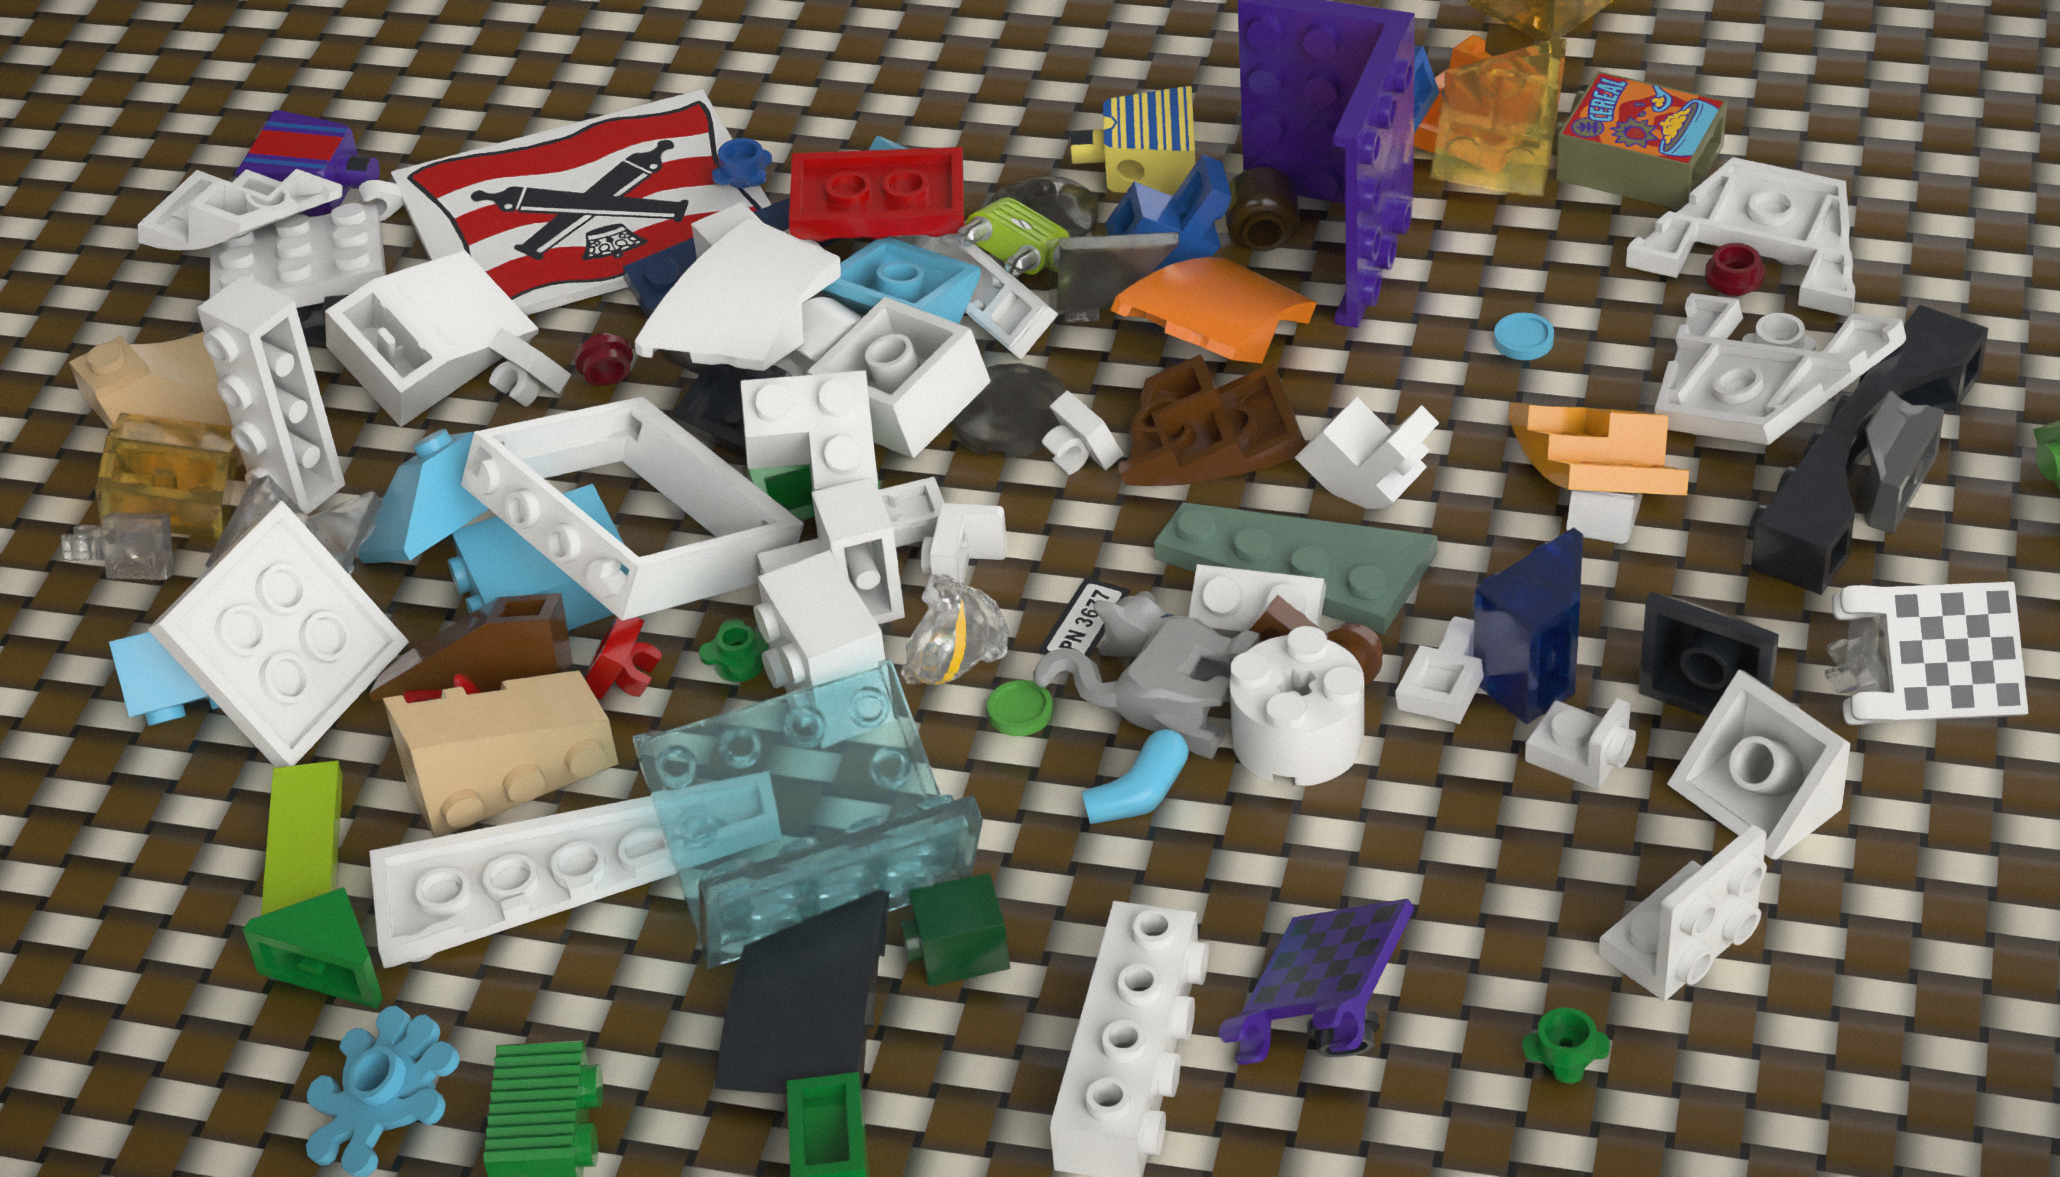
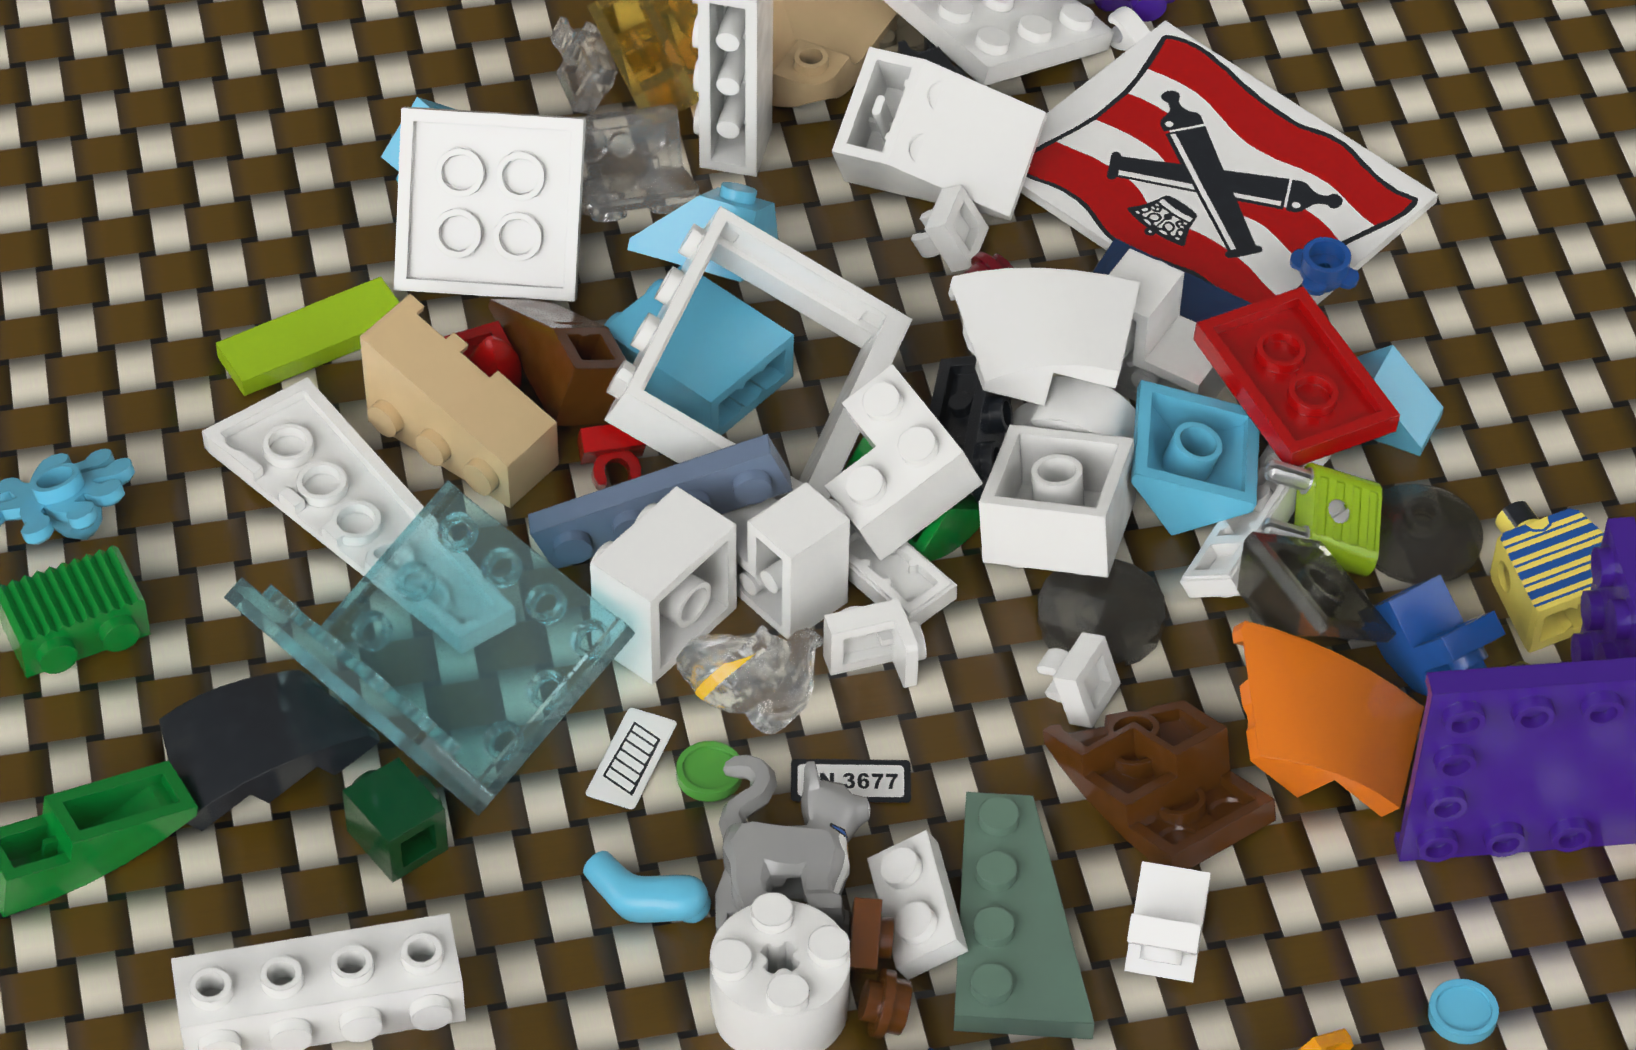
camera: 60 degrees right, 5 degrees up
(316, 948) = (197, 395): green slope -> none
(729, 638) = (720, 479): none -> sand blue plate
(971, 759) = (631, 758): none -> white sticker

